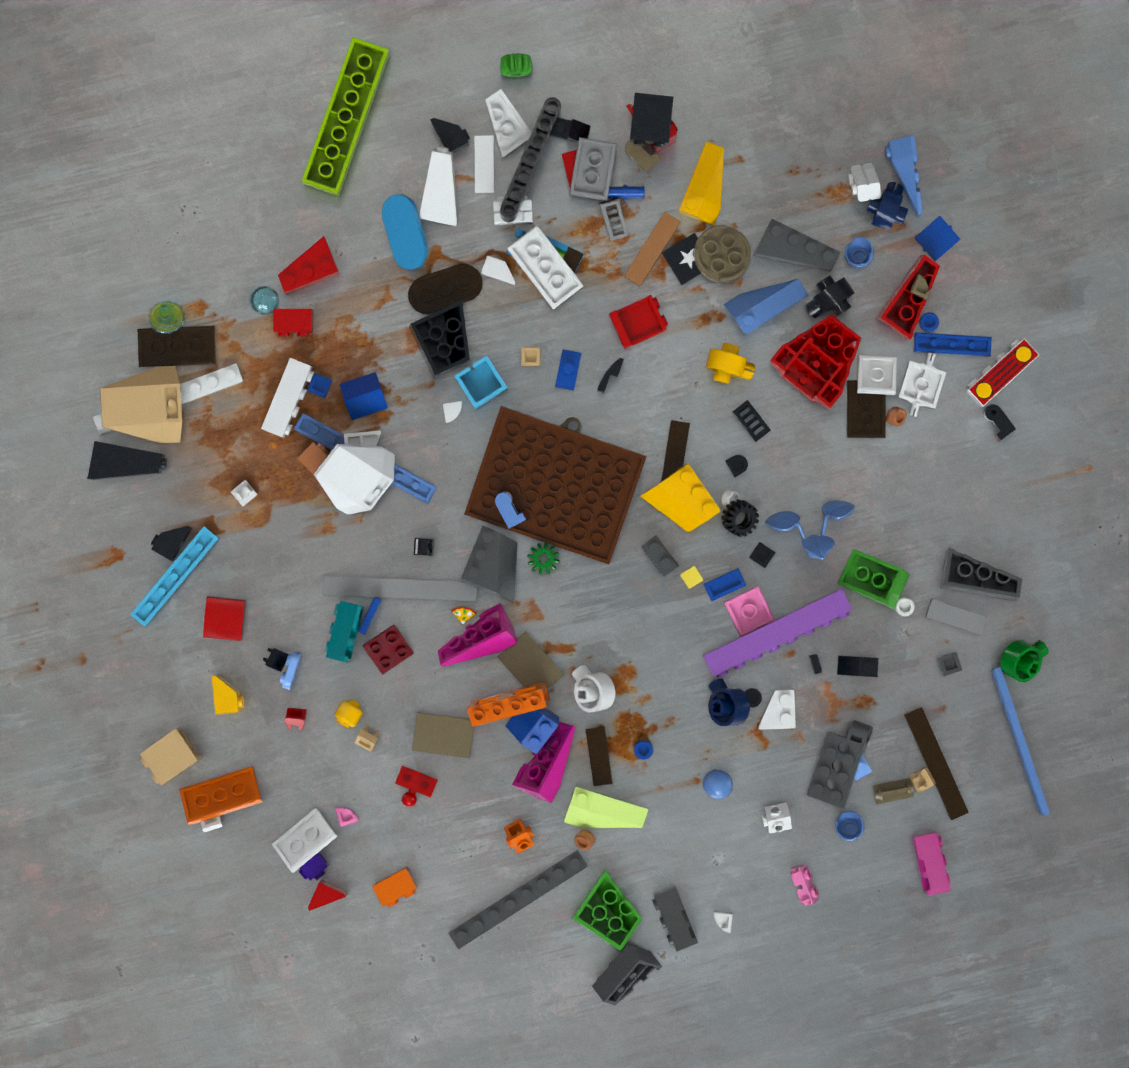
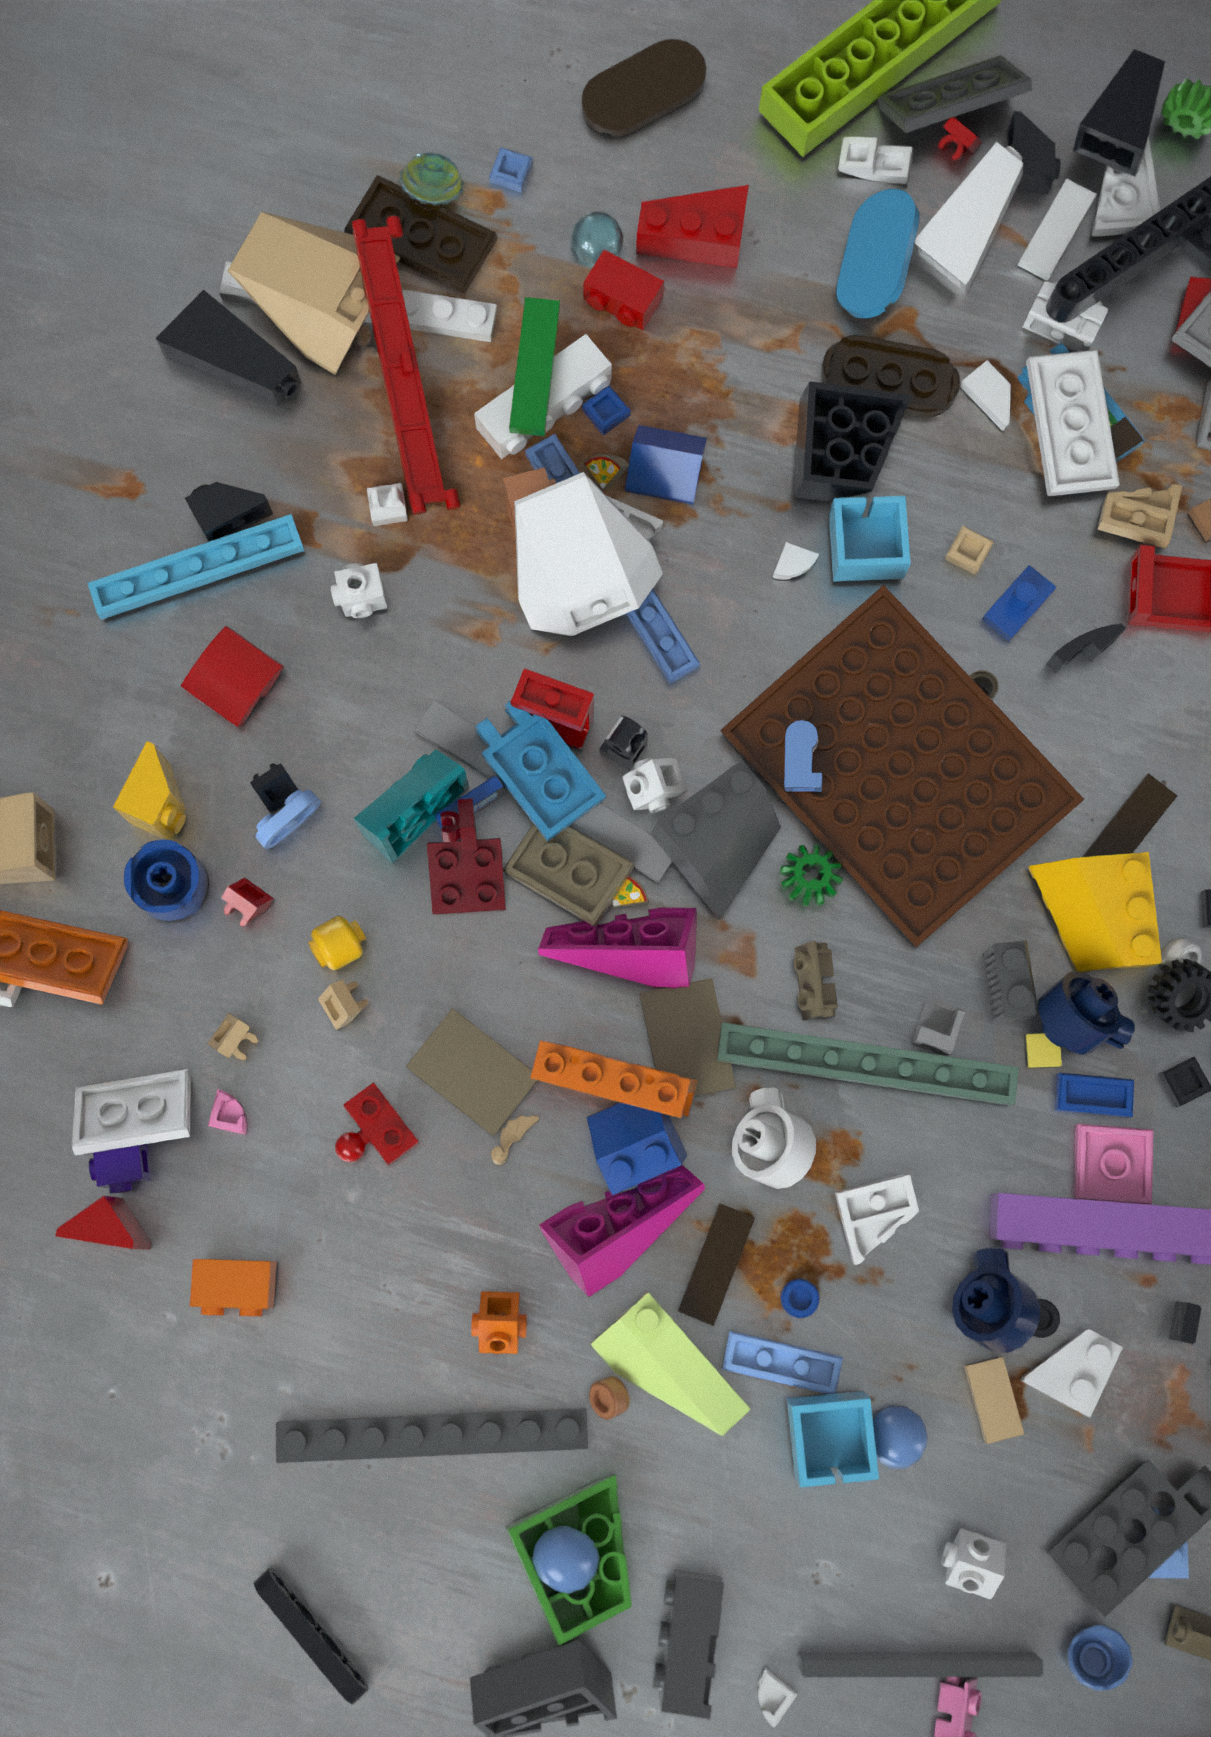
camera: 30 degrees right, 10 degrees down
(200, 286) = (511, 169): none -> medium blue tile
(211, 425) = (400, 365): none -> red piece
(239, 204) = (643, 87): none -> dark brown tile
(244, 728) = (150, 868): none -> blue brick
(265, 542) = (359, 590): none -> white brick
(276, 389) = (534, 366): none -> green tile
(325, 782) = (229, 1036): none -> tan tile
(337, 416) = (606, 469): none -> tile
(375, 178) = (869, 161): none -> white slope
(375, 629) = (462, 825): none -> dark red tile
(383, 553) = (564, 705): none -> red panel
(393, 582) = (540, 771): none -> dark azure tile
(395, 123) = (954, 93): none -> dark grey tile
(411, 142) = (961, 136): none -> red tile
(432, 618) = (570, 871): none -> dark tan tile
(448, 558) = (654, 784): none -> white brick
(476, 752) = (512, 1133): none -> tan piece
(484, 91) = (1121, 118): none -> black slope
(515, 1009) = (311, 1636): none -> black beam
(566, 599) = (814, 997): none -> dark tan hinge
(602, 293) = (1141, 514): none -> tan wing
(603, 915) = (565, 1559): none -> medium blue hair
(616, 630) = (867, 1064): none -> sand green plate
(638, 595) = (938, 1029): none -> light grey panel
(651, 781) = (782, 1362): none -> light blue tile
(655, 693) = (874, 1212): none -> white wing
(687, 800) = (830, 1434): none -> medium azure piece
(698, 554) = (1083, 1014): none -> dark blue piece
(750, 744) = (994, 1400): none -> tan tile
(776, 872) = (920, 1664): none -> dark grey tile

